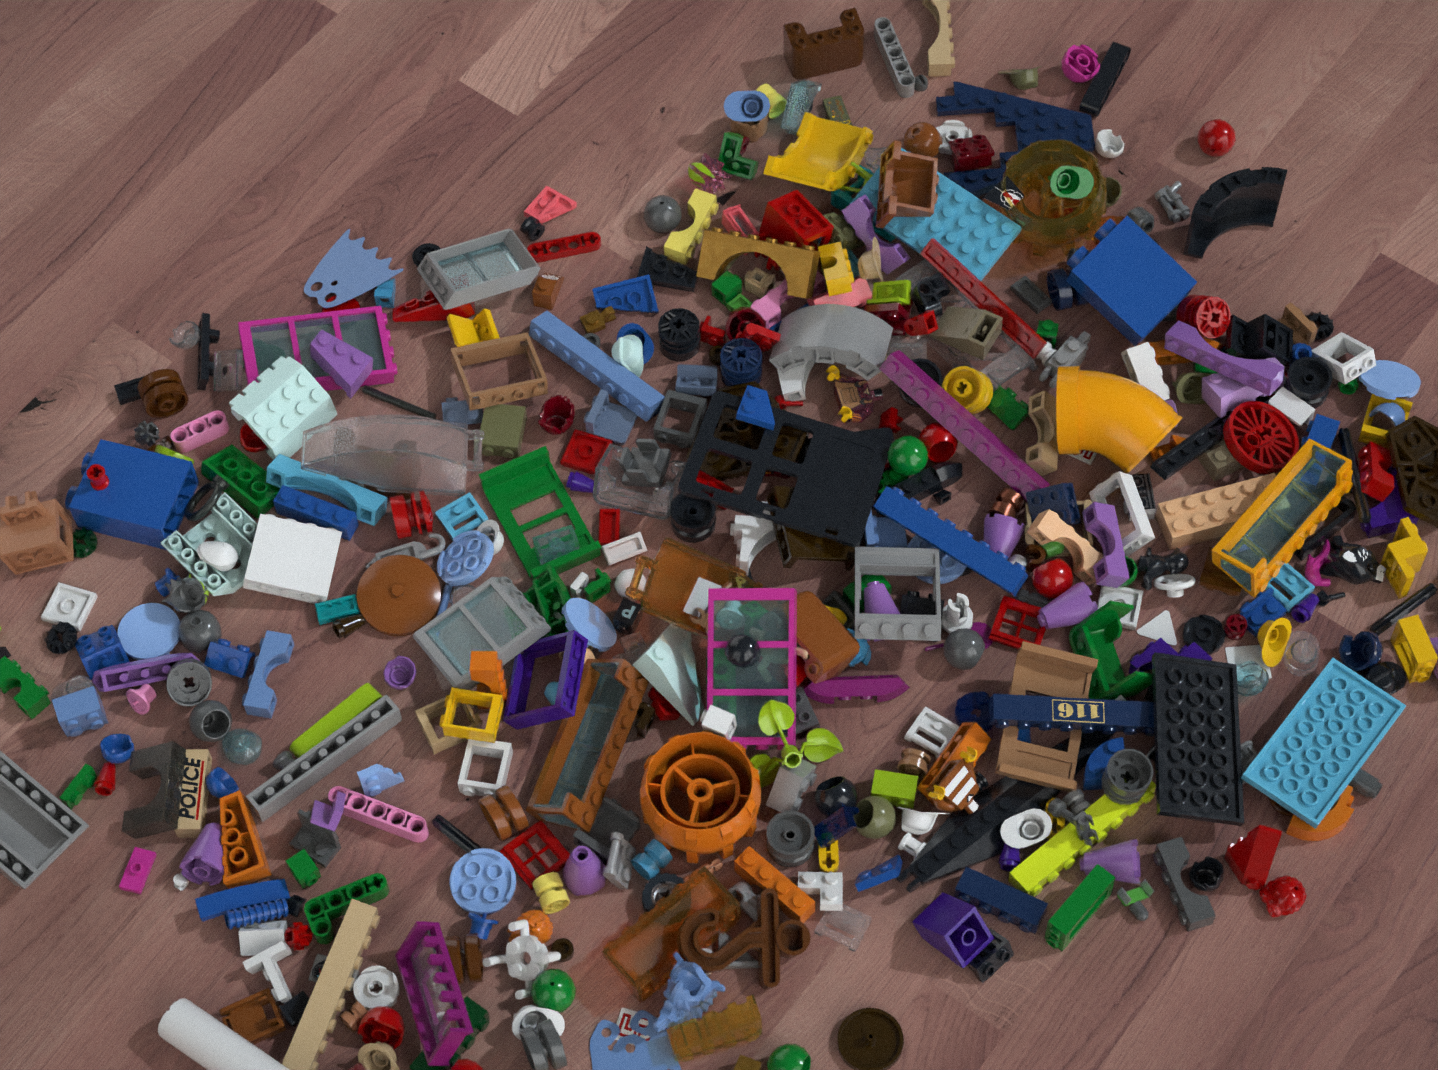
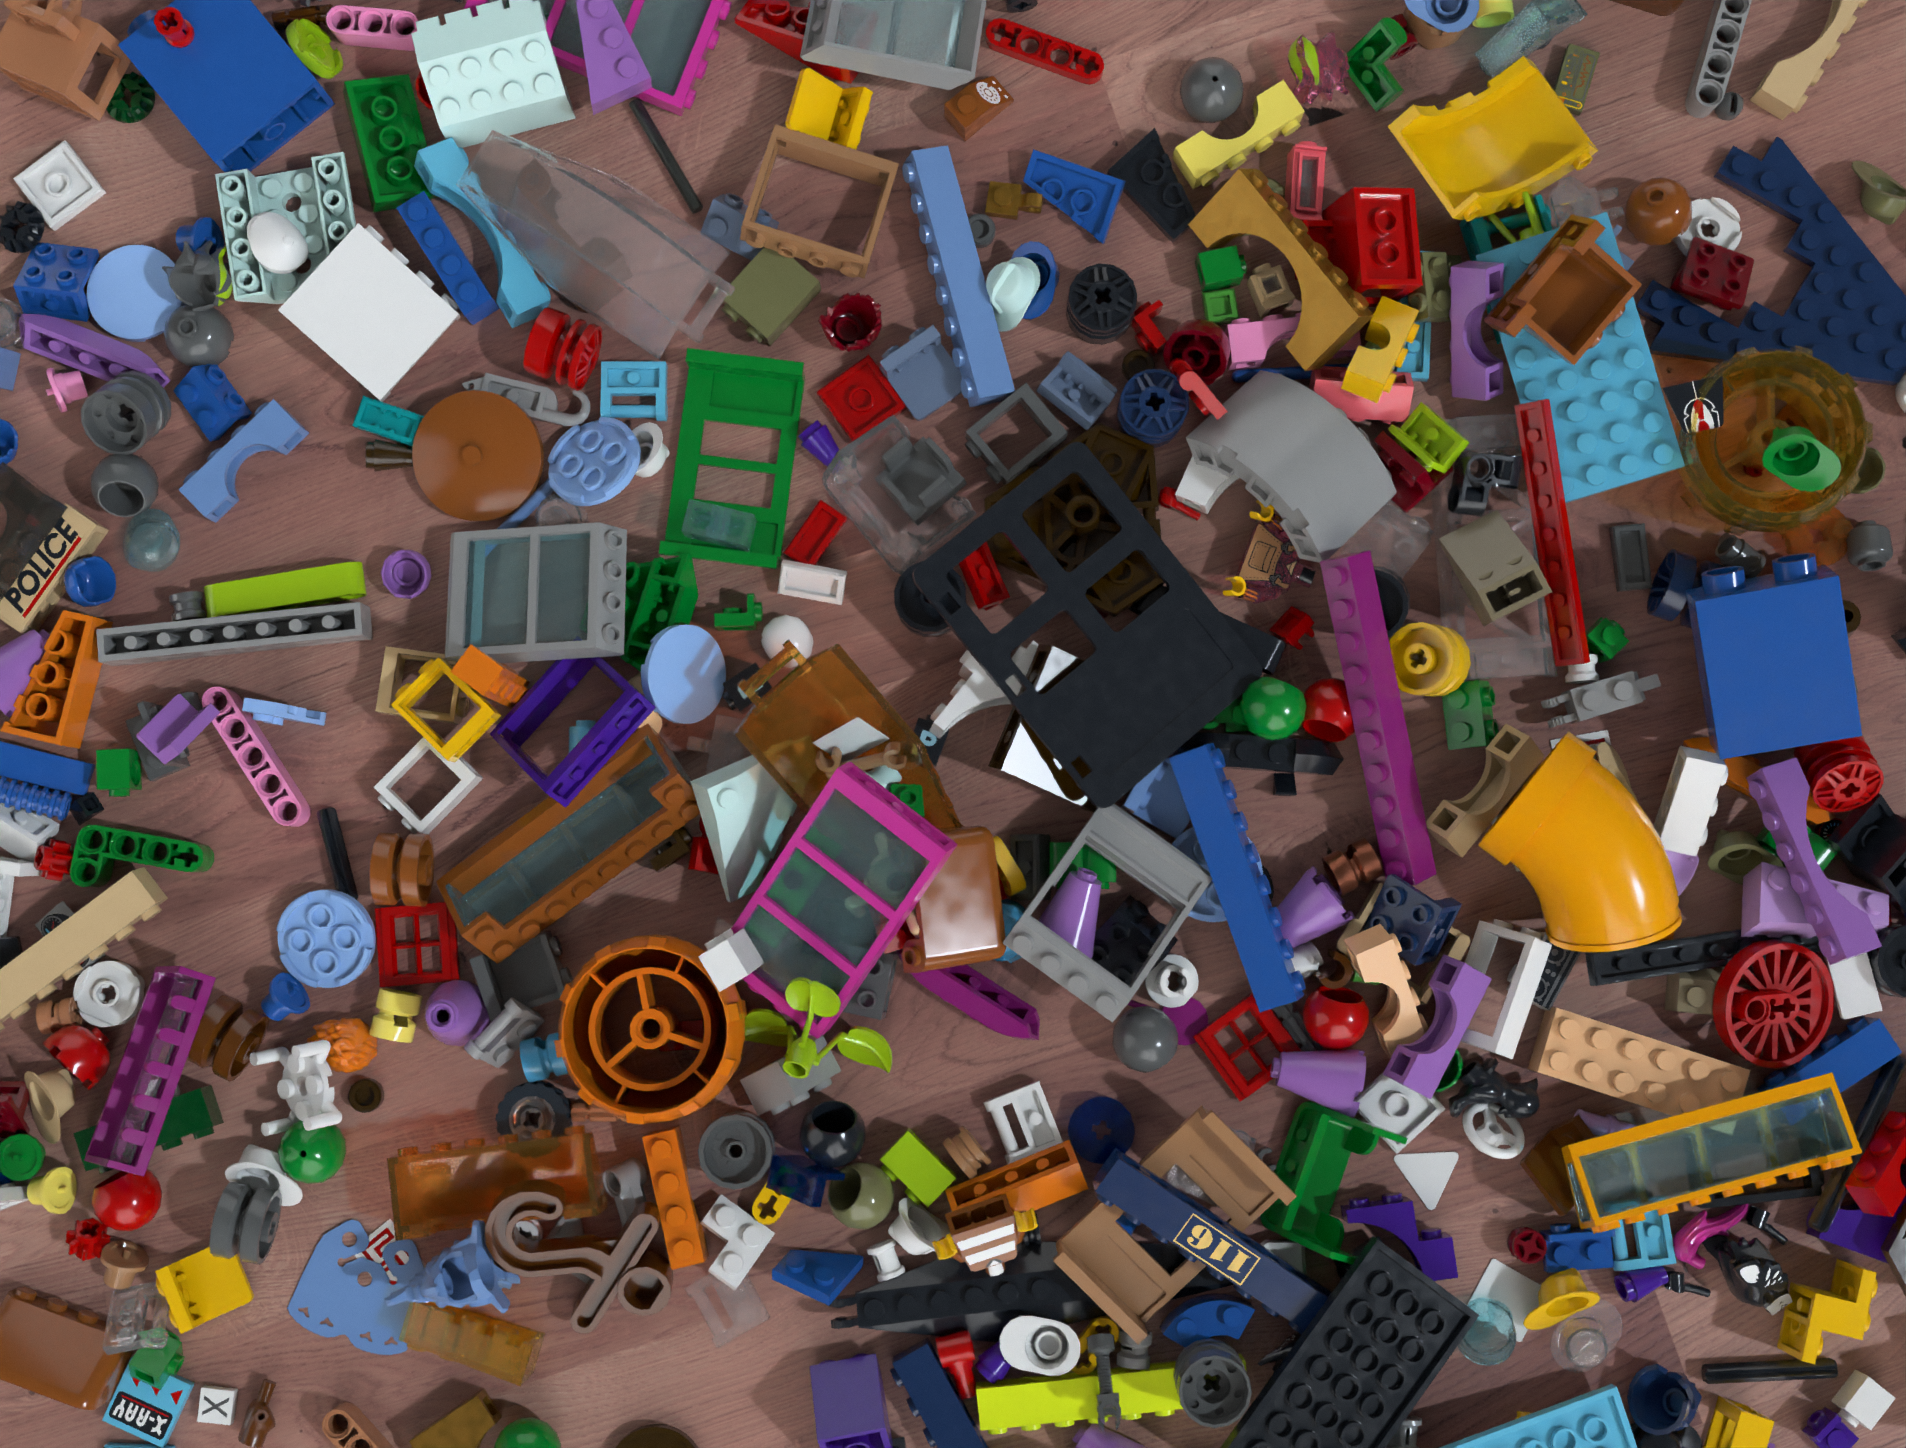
camera: 35 degrees right, 25 degrees up
(218, 485) = (339, 133): pearl dark grey piece -> none
(578, 585) = (717, 599): white tile -> none
(742, 651) = (826, 882): black hair -> none
(756, 408) = (1113, 505): blue wing -> none
(870, 262) = (1434, 374): tan piece -> none
(921, 324) = (1434, 514): red leg -> none
(986, 863) = (957, 1356): none -> red pin
(1205, 632) = (1478, 1223): black tile -> none

